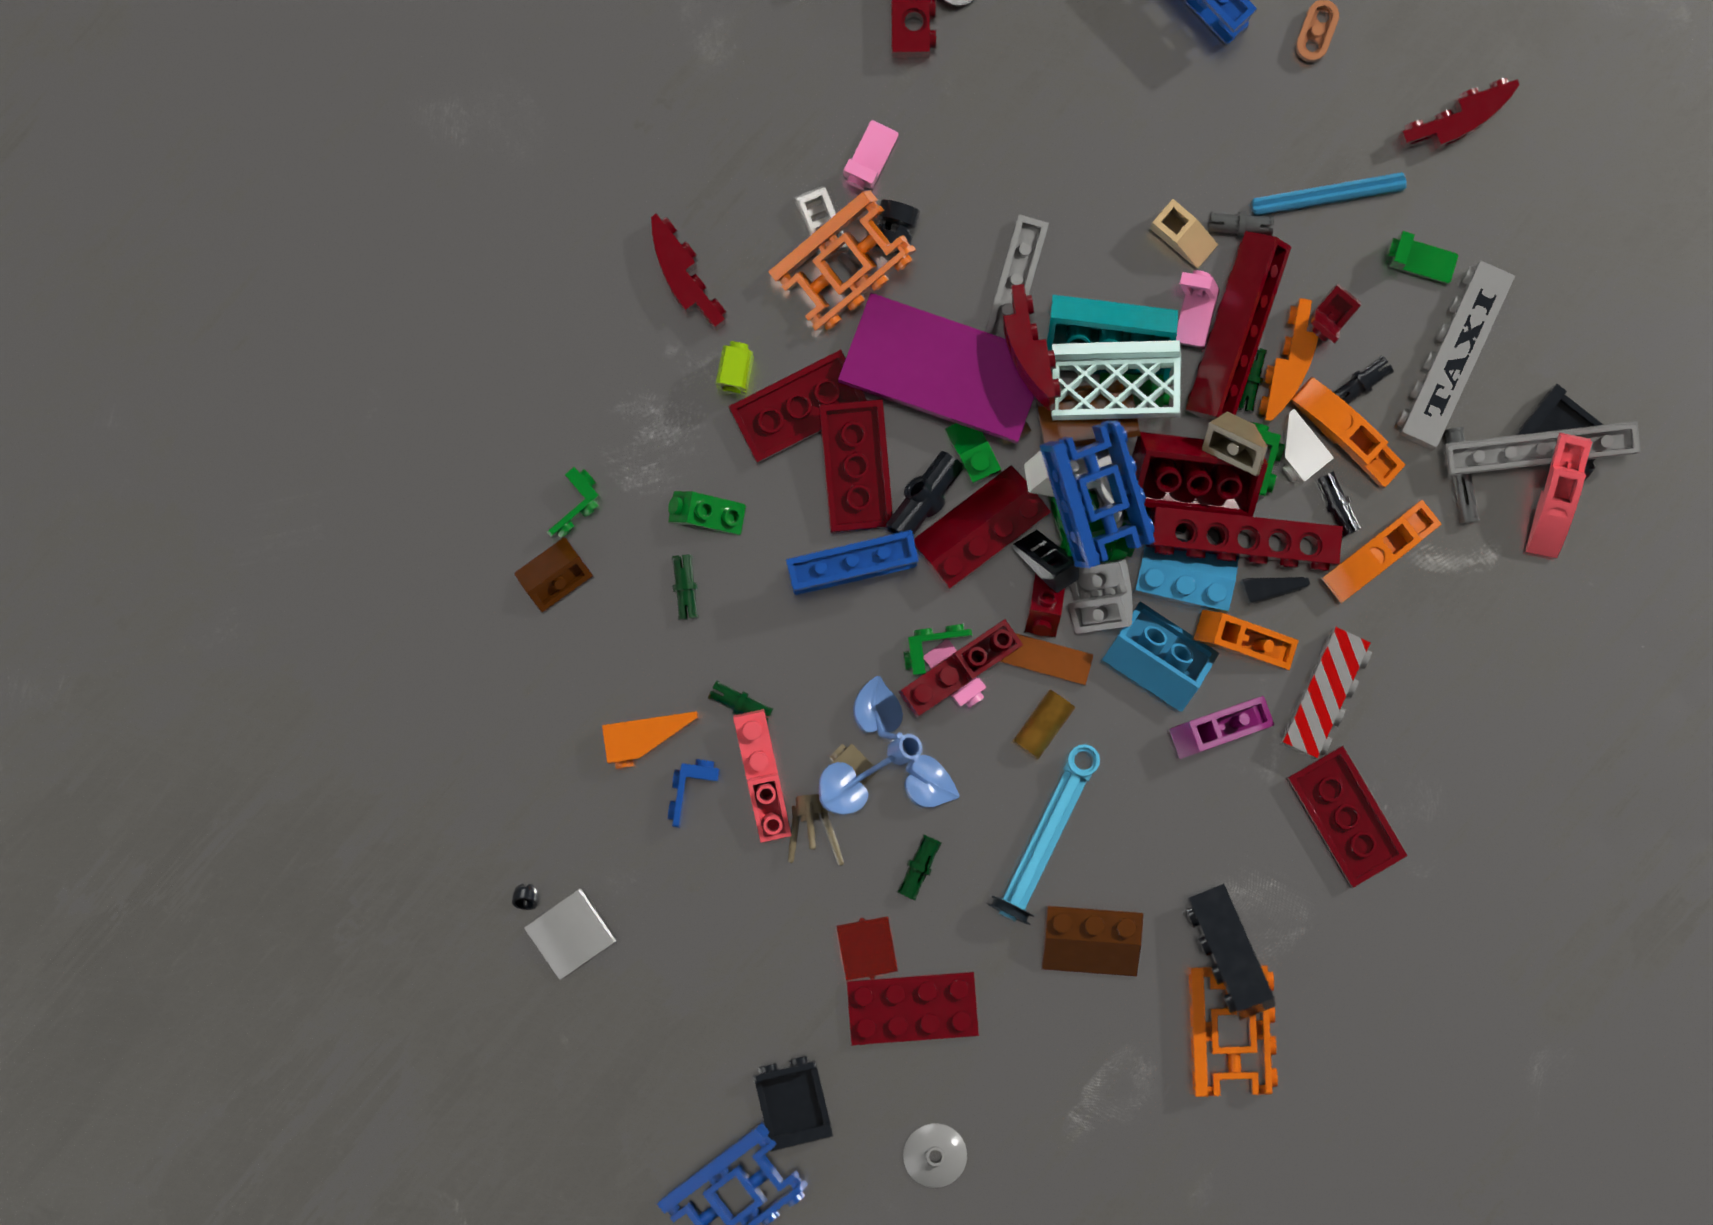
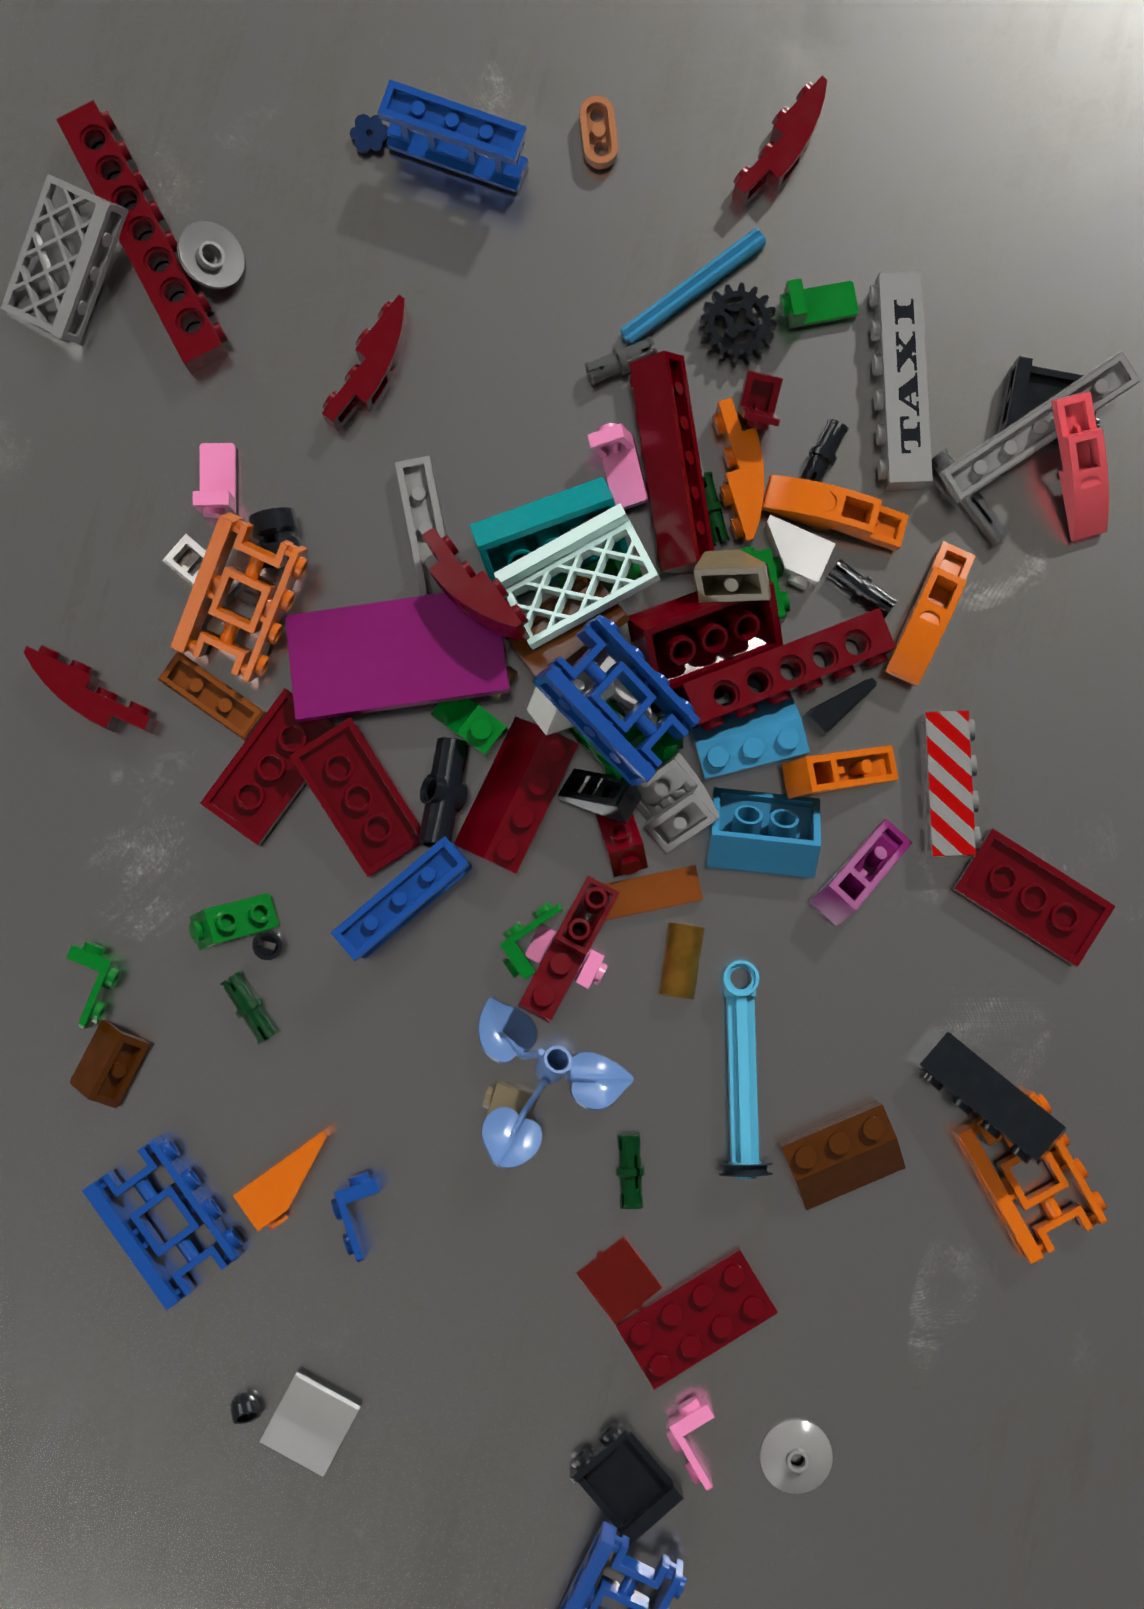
camera: 20 degrees left, 0 degrees up
(508, 722) = (140, 1238): none -> blue fence
(730, 540) = (263, 952): none -> black hinge
(735, 368) = (185, 761): lime brick -> none
(736, 701) = (364, 1097): dark green pin -> none
(762, 775) = (423, 1160): coral slope -> none
(779, 325) = (211, 695): none -> dark orange tile
(810, 809) = (487, 1173): dark tan plant -> none
(869, 1078) = (691, 1416): none -> bright pink bracket
(1050, 119) = (379, 353): none -> dark red slope
(1184, 233) = (569, 397): tan slope -> none
(1340, 230) = (748, 330): none -> black gear

